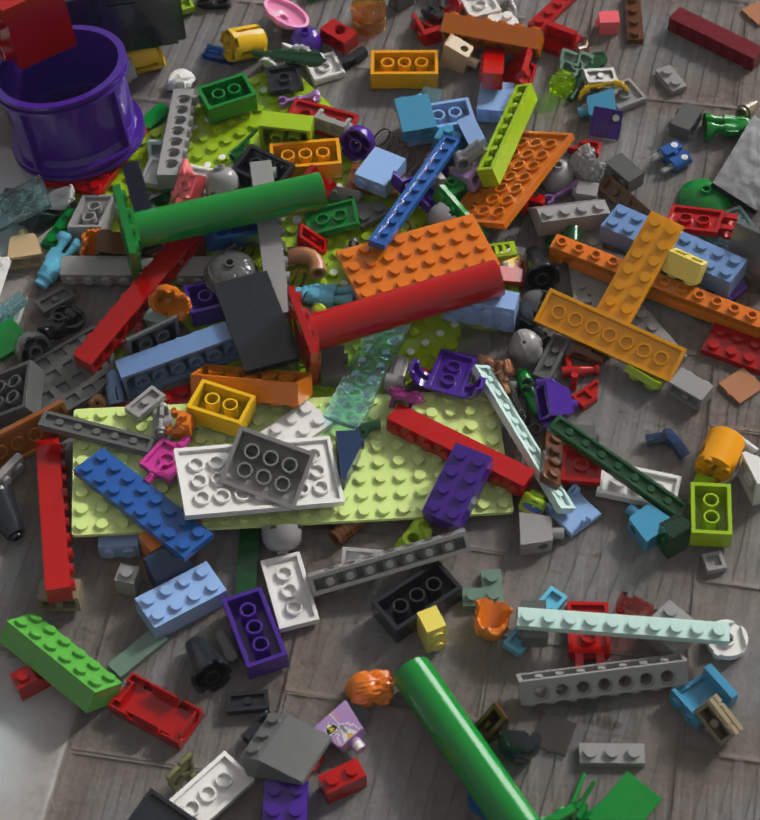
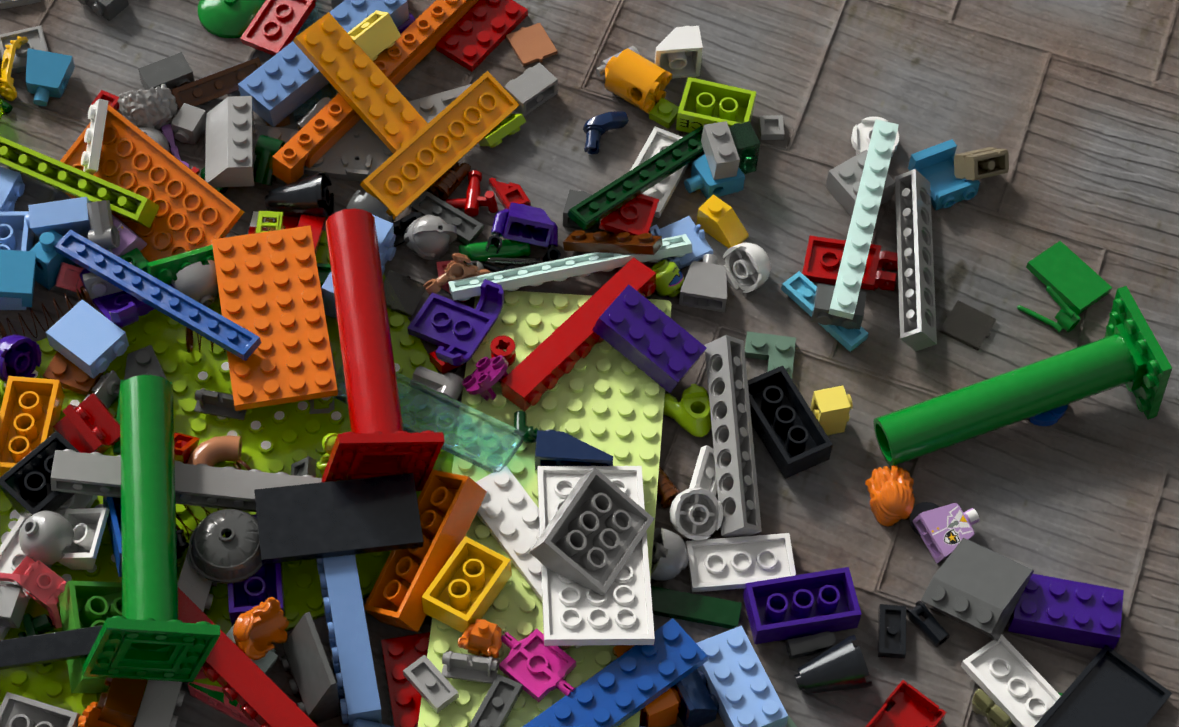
camera: 85 degrees left, 5 degrees up
(319, 549) = (696, 513): none -> white cylinder
(326, 294) = (284, 445): medium azure piece -> none
(342, 781) = (1012, 538): red brick -> none
(433, 406) = (504, 342): none -> red wheel
(491, 619) = (819, 350): orange hair -> none
(491, 722) = (954, 373): slope -> none
(519, 745) = (987, 354): black cylinder -> none
(541, 134) = (94, 136): none -> white plate
(561, 559) = (747, 266): none -> white cylinder
(599, 536) = (721, 222): none -> yellow slope
(606, 123) = (76, 74): dark purple sticker -> none
(611, 755) = (1000, 276): light grey plate -> none
(633, 606) = (832, 211): clear red cylinder -> none
(652, 513) = (720, 150): none -> light grey brick
(673, 156) = (155, 20): blue piece -> none

